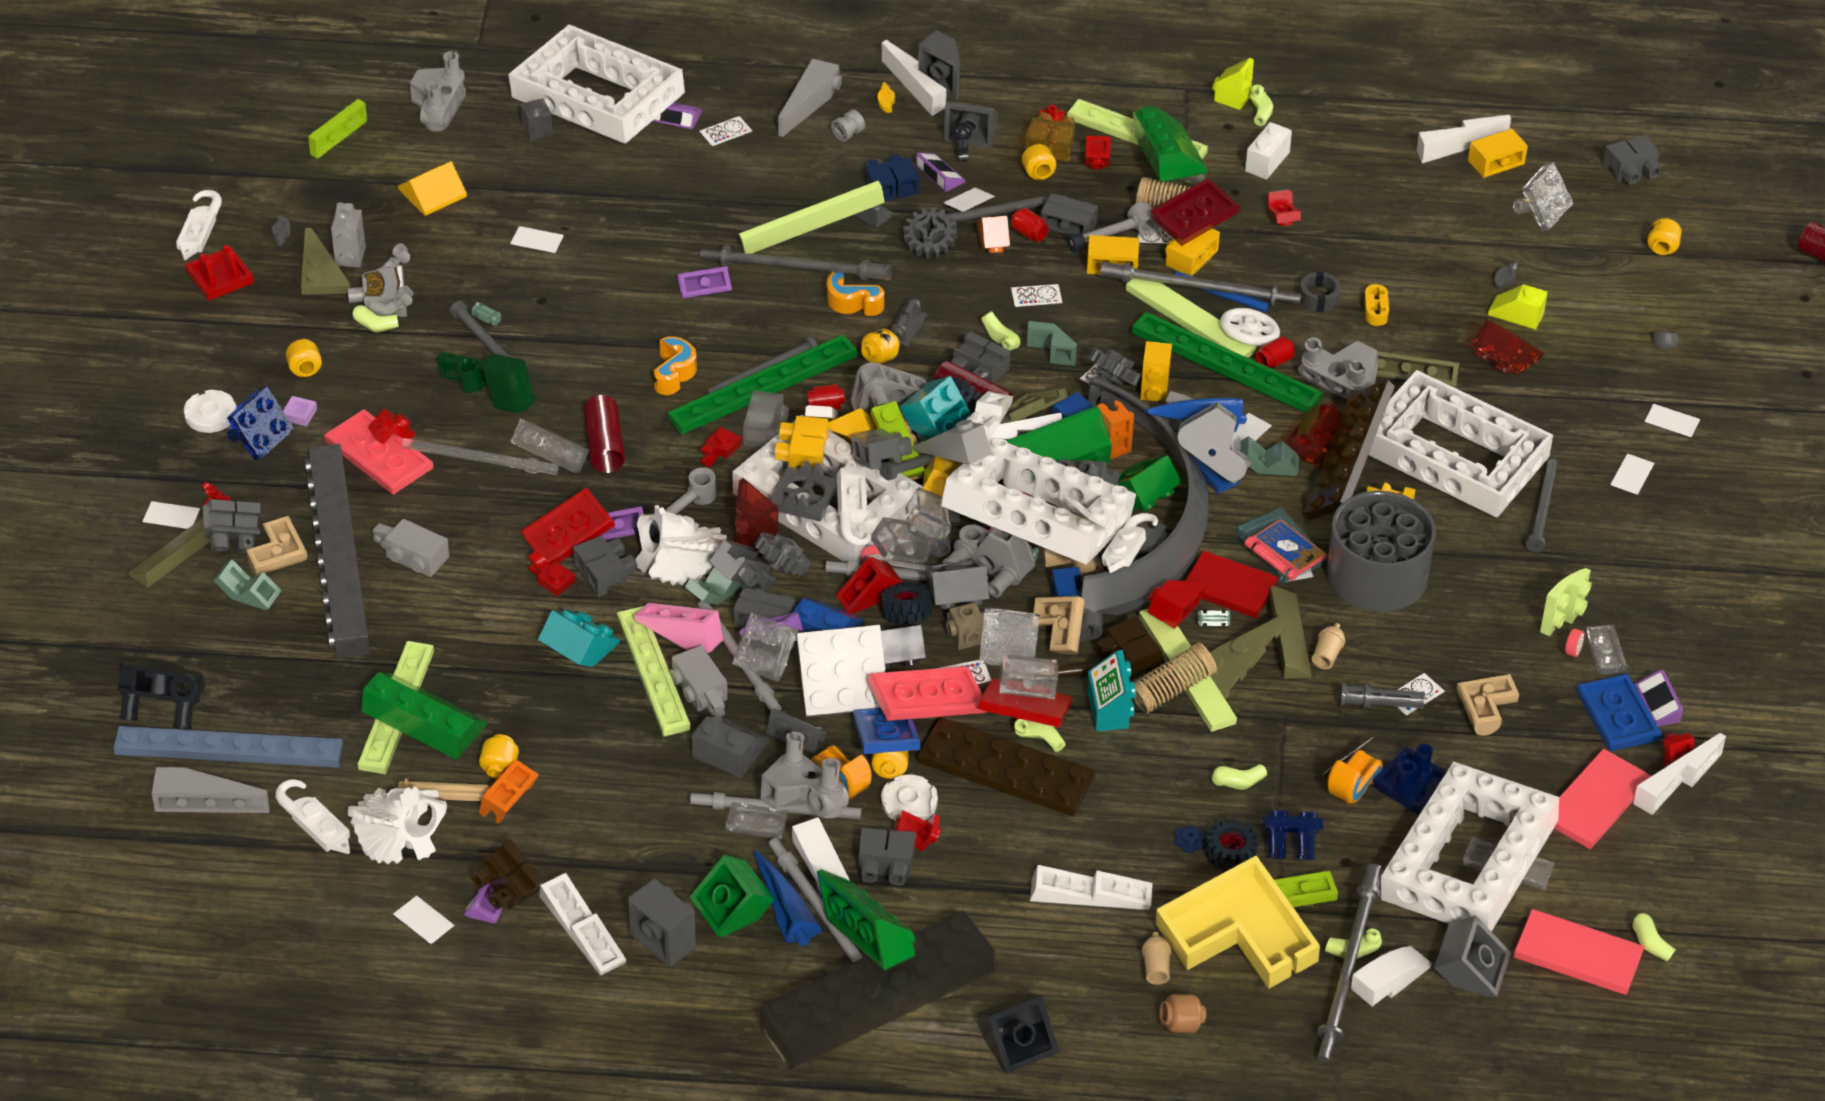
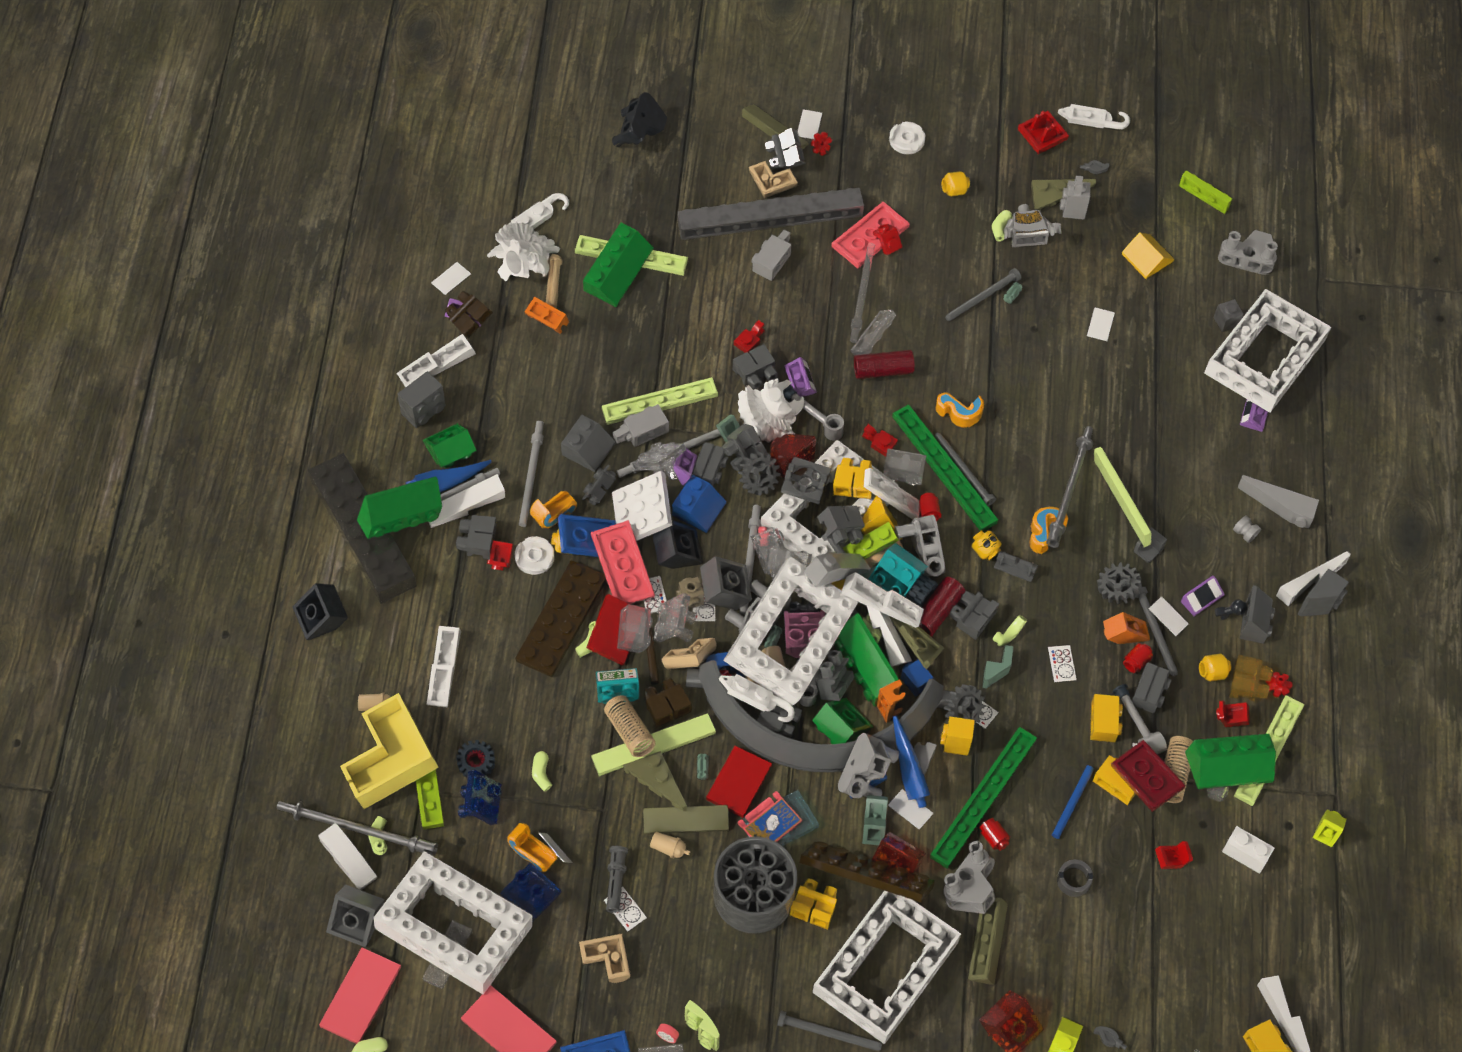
camera: 90 degrees right, 15 degrees up
(194, 791) = (558, 148): light grey slope -> none
(228, 746) = (599, 168): sand blue plate -> none
(239, 586) = (739, 166): sand green slope -> none
(259, 423) = (883, 160): clear blue plate -> none
(300, 410) = (905, 185): lavender plate -> none
(498, 755) = (578, 309): yellow head -> none
(502, 375) = (932, 289): dark green plate -> none
(568, 525) = (790, 344): red tile -> none
(578, 637) = (686, 353): teal slope -> none
(683, 625) = (693, 412): bright pink slope -> none
(704, 282) = (1057, 431): medium lavender slope -> none
(725, 131) = (1239, 447): white sticker -> none
(756, 820) = (516, 460): clear plate -> none
(788, 787) = (540, 482): light grey piece -> none
(852, 502) = (793, 509): white plate -> none
(867, 585) = (733, 533): red slope -> none
(886, 98) = (1291, 560): yellow piece -> none
(895, 176) = (1183, 557): dark blue hips -> none
(906, 564) = (751, 559): white sticker -> none
(906, 603) = (711, 544): black bush -> none
(1083, 510) = (755, 647): white sticker -> none
(1127, 272) = (1082, 725): flat silver bar -> none
(1175, 600) = (710, 735): red slope -> none
(1182, 1013) = (324, 714): medium nougat head -> none
(1186, 314) = (1039, 776): yellowish green tile -> none
(1189, 839) = (490, 740): dark blue plant -> none
(1249, 326) = (1037, 805): white plate -> none
(1262, 103) = (1314, 854): yellowish green arm -> none
(1380, 305) = (1066, 927): yellow beam -> none

